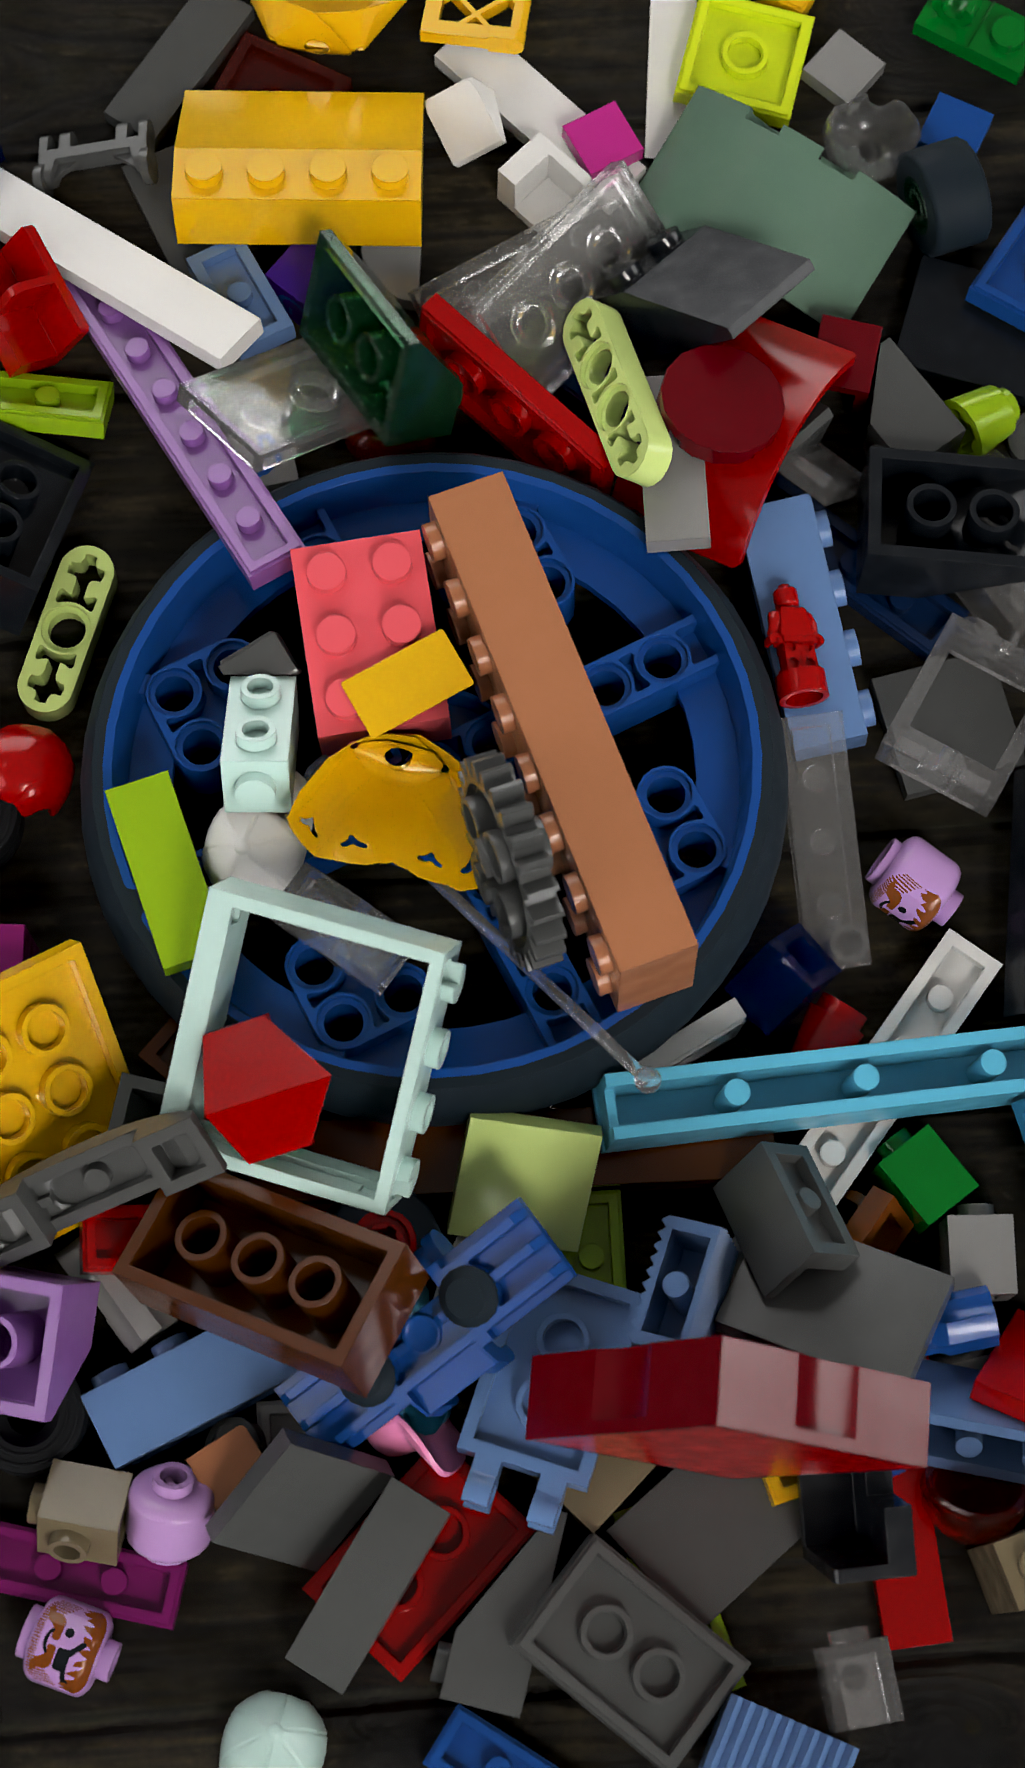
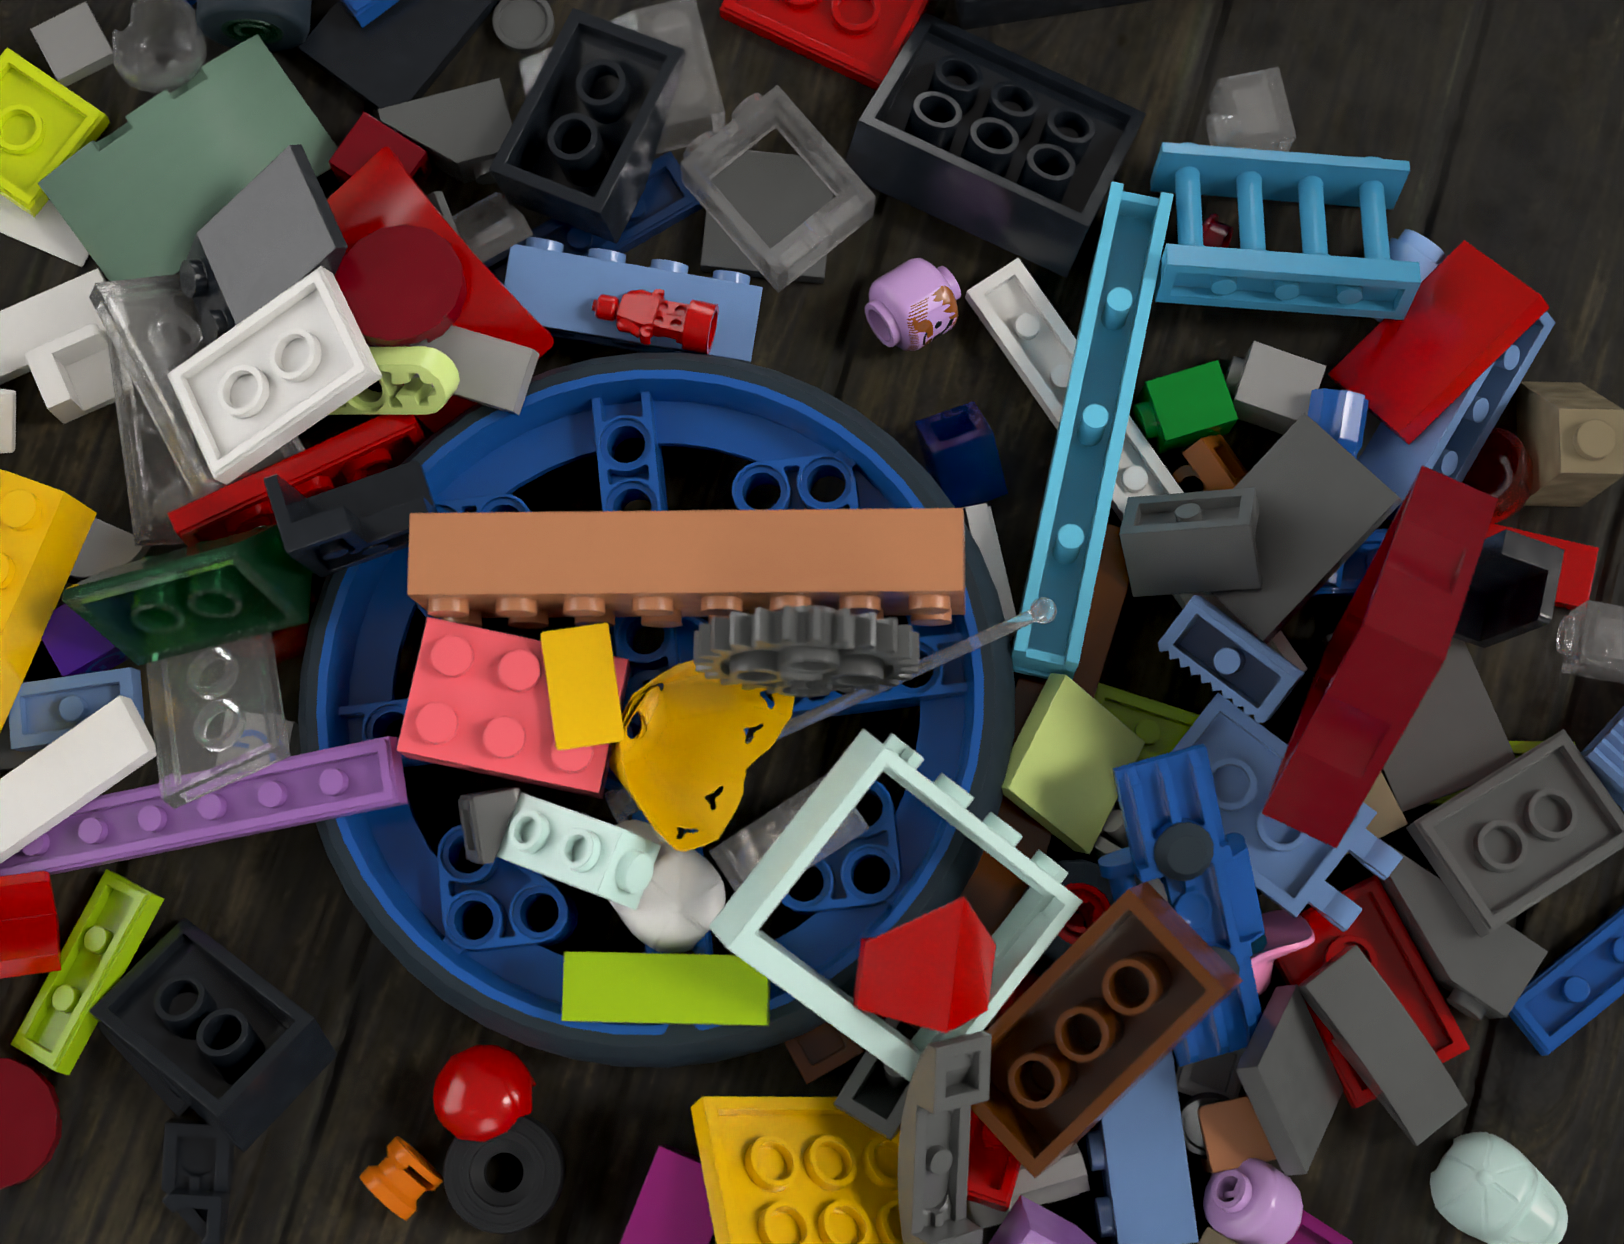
camera: 70 degrees left, 5 degrees up
(38, 669) = (323, 963): yellowish green beam -> none
(483, 438) = (350, 520): none -> black panel
(595, 329) = (274, 375): none -> white tile
(601, 139) = (55, 298): dark pink tile -> none
(825, 837) = (847, 366): clear piece -> none
(829, 1025) = (1024, 442): red cone -> none
(988, 418) = (489, 54): lime hat -> none

